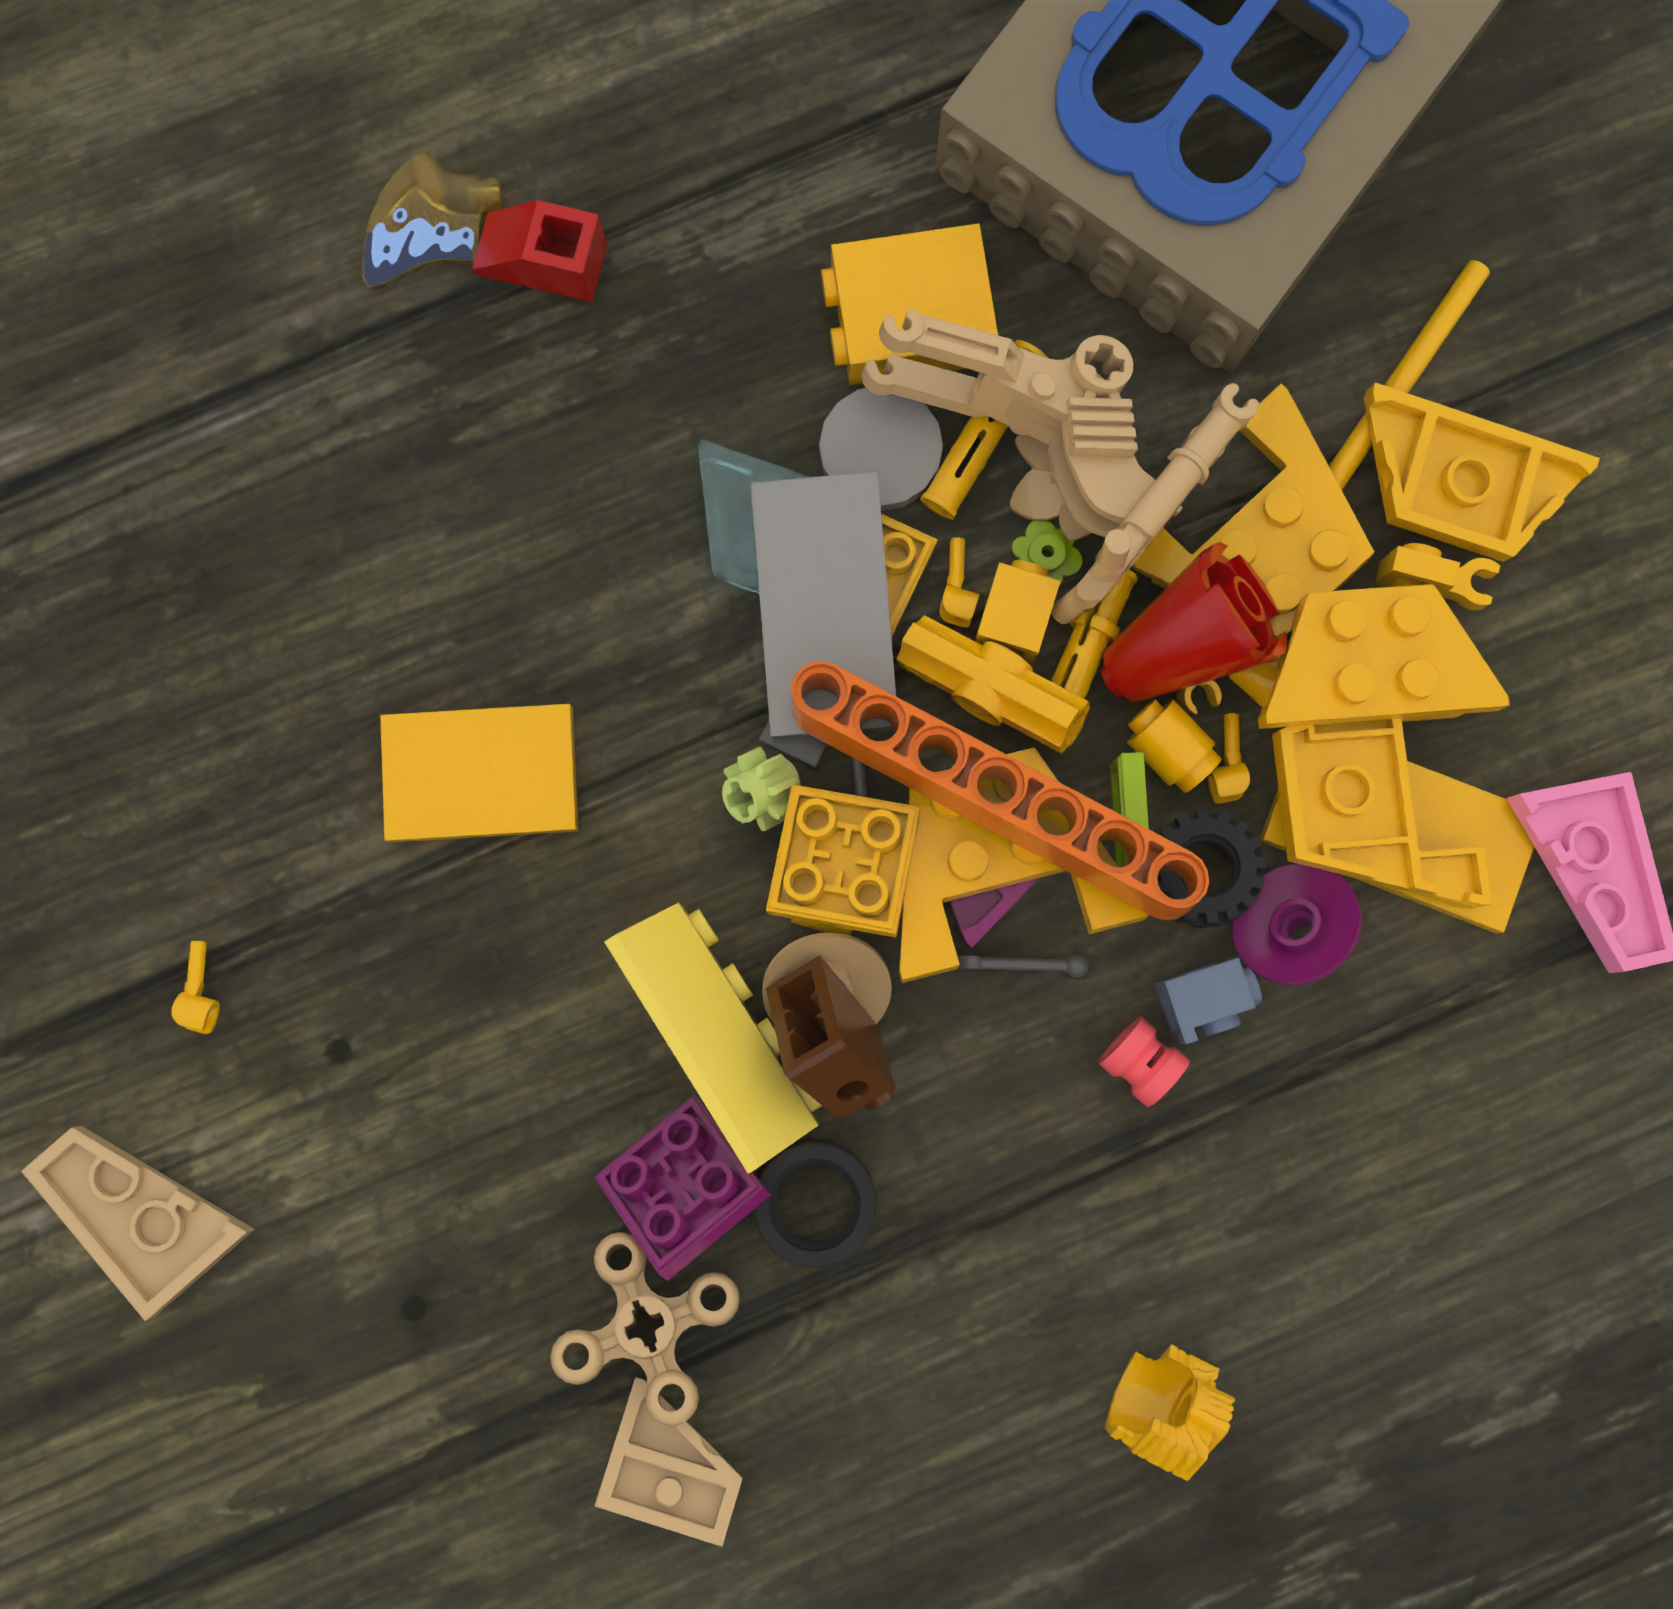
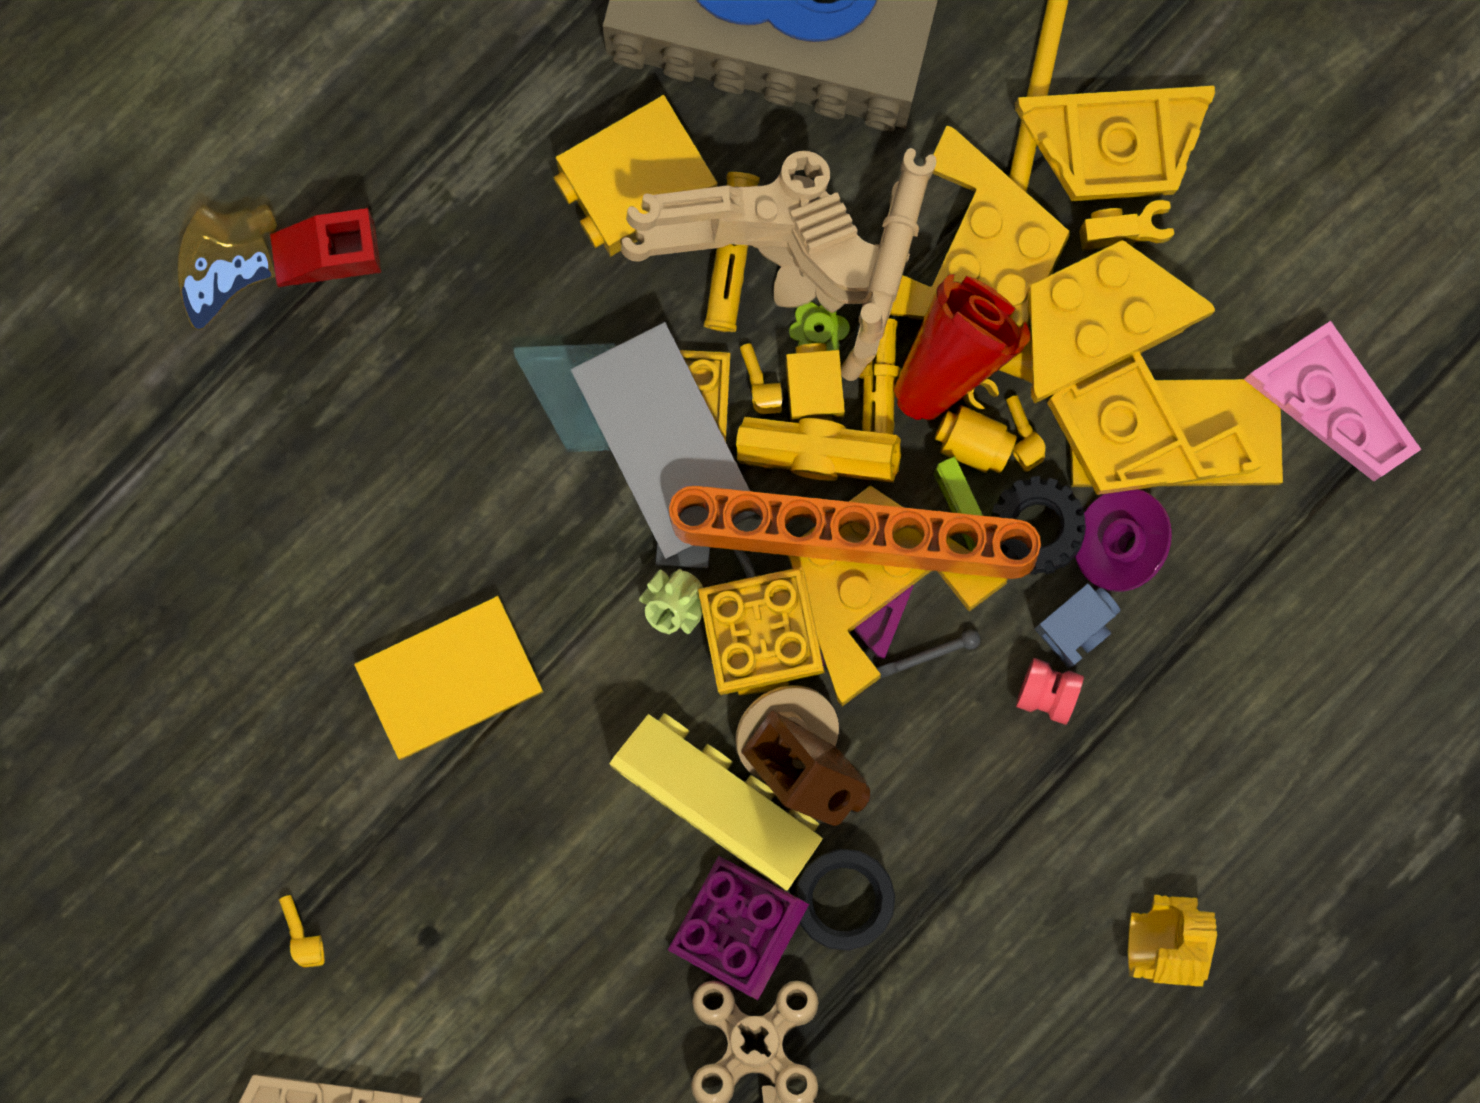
camera: 25 degrees left, 0 degrees up
(883, 436) = (656, 292): light grey tile -> none

